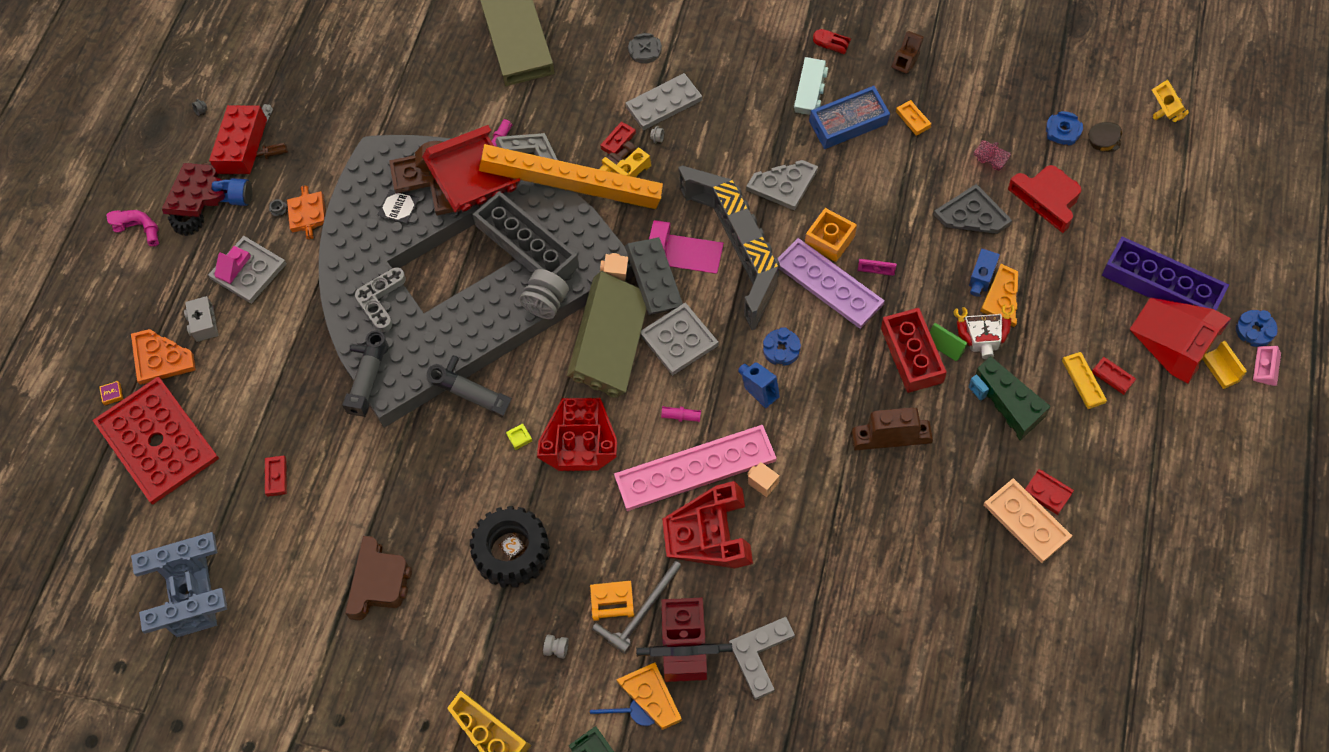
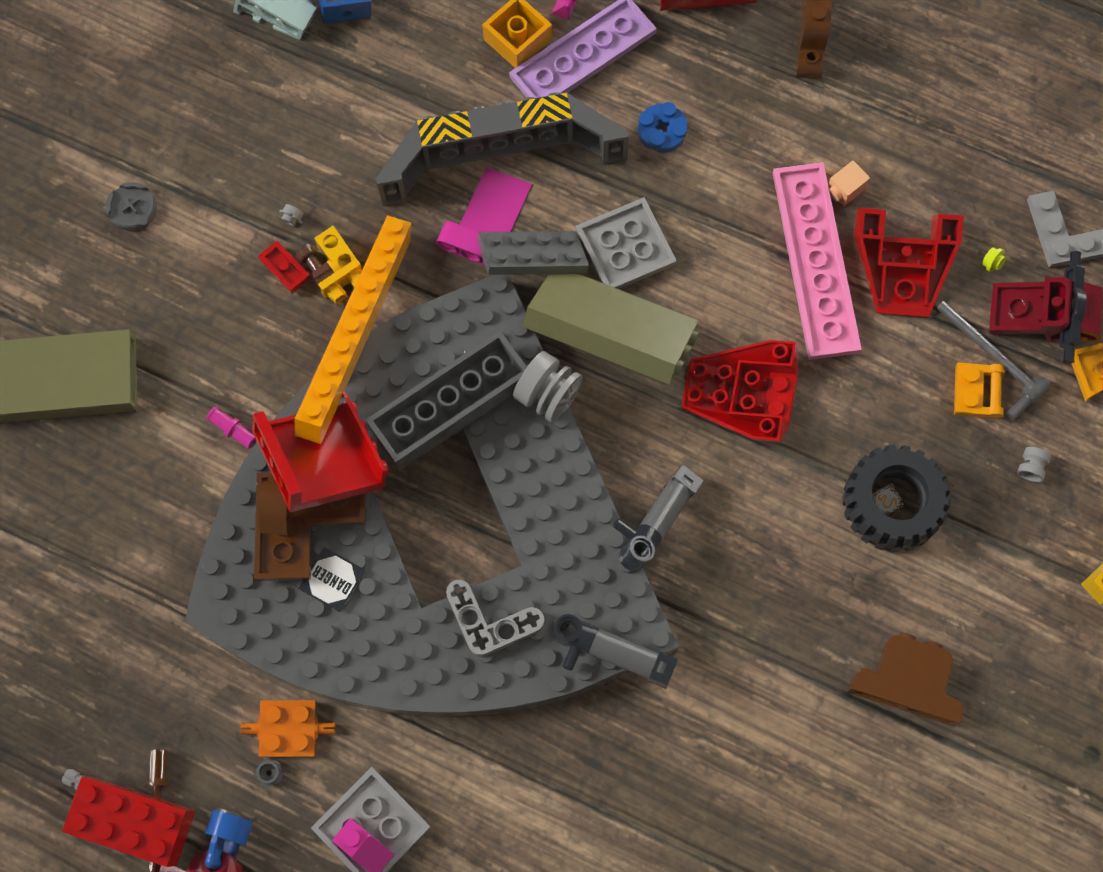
camera: 80 degrees left, 10 degrees up
(275, 476) = (730, 809): red plate -> none
(519, 436) = (728, 470): neon yellow tile -> none
(528, 143) = (266, 373): light grey plate -> none
(615, 265) = (517, 292): light nougat brick -> none
(663, 101) = (234, 198): light grey plate -> none
(681, 414) = (737, 262): dark pink pin -> none
(723, 596) = (994, 259): none -> neon yellow plate
(760, 383) = (716, 158): blue torso -> none
(783, 183) = (417, 73): light grey plate -> none

